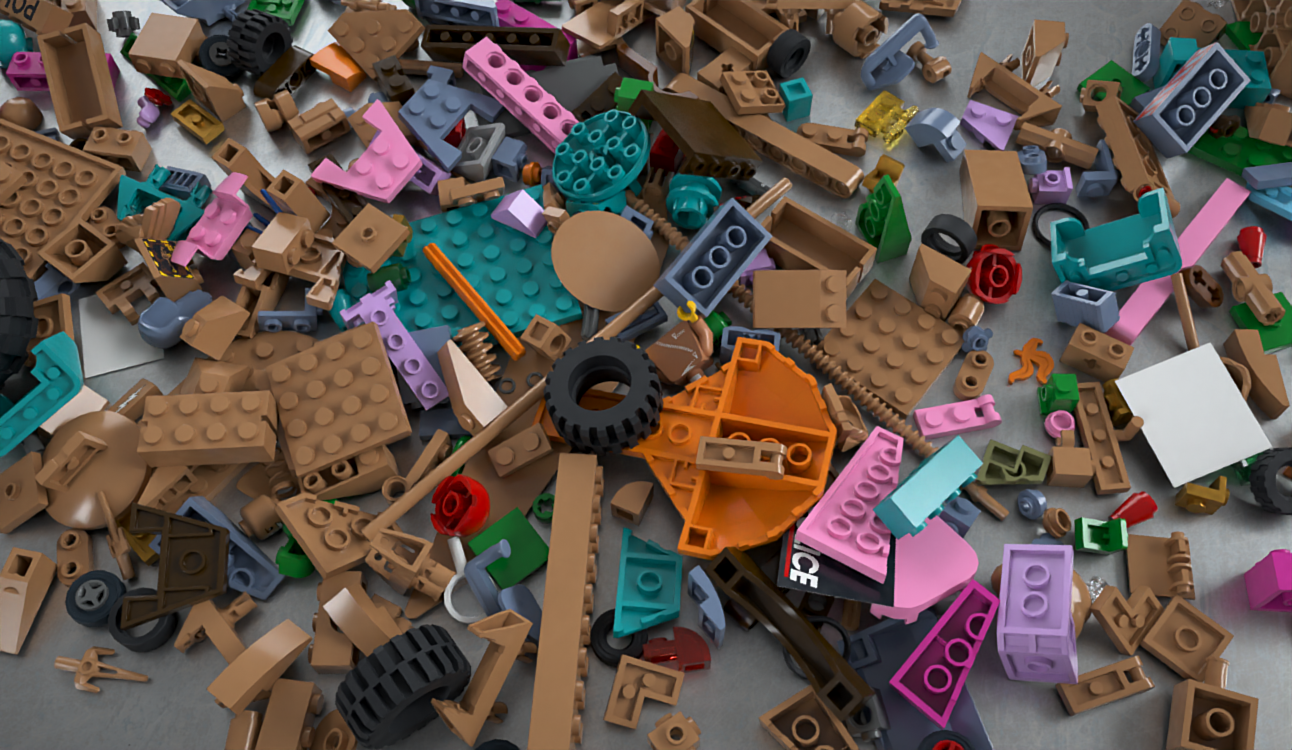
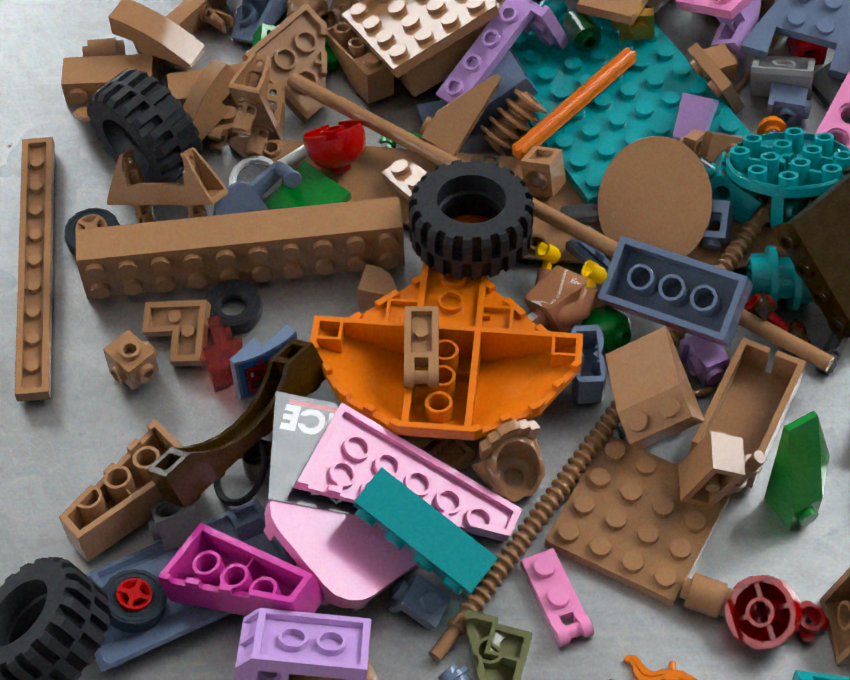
camera: 80 degrees right, 5 degrees down
(435, 453) = (401, 116): medium nougat plate -> none
(646, 585) = (269, 308): teal wing -> none
(881, 273) = (717, 469): none -> medium nougat brick
(937, 282) = (729, 544): medium nougat slope -> none
(954, 228) = (809, 558): black tyre -> none
(974, 373) = (621, 615): medium nougat plate -> none
(976, 338) = (670, 607): sand blue plate -> none

